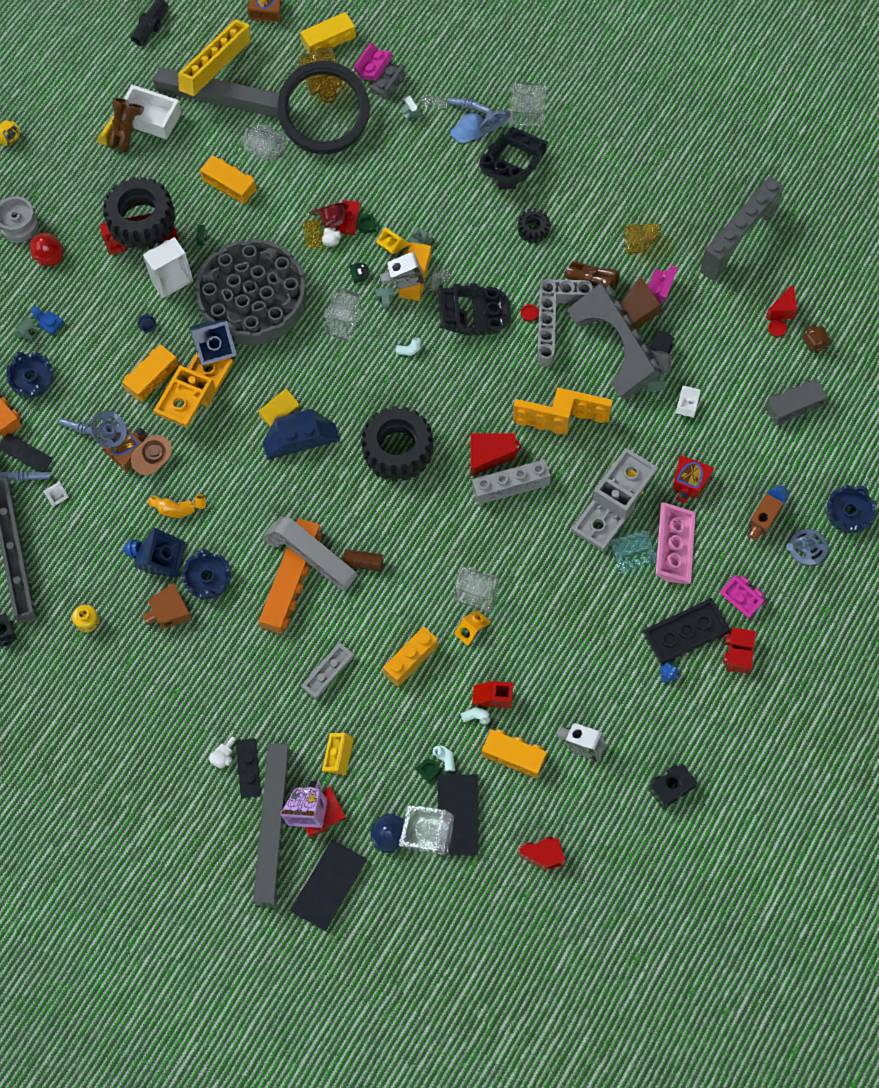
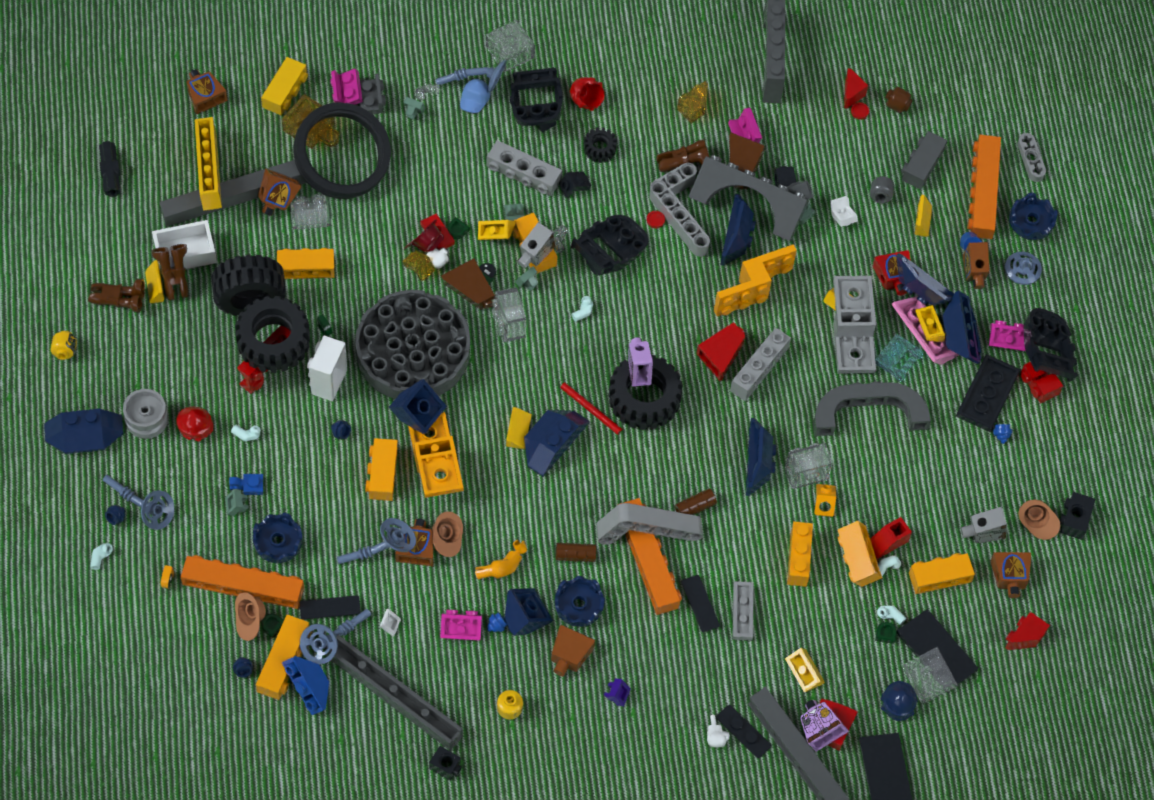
camera: 45 degrees left, 5 degrees down
(73, 118) = (113, 295): none -> reddish brown piece
(80, 284) = (246, 435): none -> light aqua arm
(104, 531) = (461, 626): none -> dark pink bracket
(163, 162) = (245, 280): none -> black tyre
(176, 667) = (618, 692): none -> dark purple tile
(238, 534) = (576, 552): none -> reddish brown axle
(250, 109) = (277, 191): none -> dark orange torso
(300, 642) = (700, 603): none -> black piece
(336, 270) = (470, 284): none -> reddish brown slope
(349, 430) = (591, 408): none -> red bar
(400, 414) = (640, 354): none -> lavender torso
(444, 558) = (759, 457): none -> dark blue wedge
(448, 185) = (519, 160): none -> light grey brick
(458, 690) = (859, 554): none -> light orange brick
(487, 242) = (574, 182): none -> black bracket
(556, 177) = (587, 93): none -> red hair
(575, 793) = (1011, 571): none -> dark orange torso
(576, 563) = (871, 394): none -> dark grey arch
(585, 364) = (738, 231): none -> dark blue wedge
(635, 765) = (1039, 519): none -> nougat piece
(681, 541) = (930, 324): none -> yellow slope
(701, 504) = (921, 283): none -> dark blue wedge
(705, 564) = (962, 328): none -> dark blue wedge
(737, 404) = (882, 189): none -> dark grey head
(755, 449) = (923, 217): none -> yellow slope
(781, 614) = (1052, 332): none -> black slope
(830, 457) = (985, 186): none -> orange brick

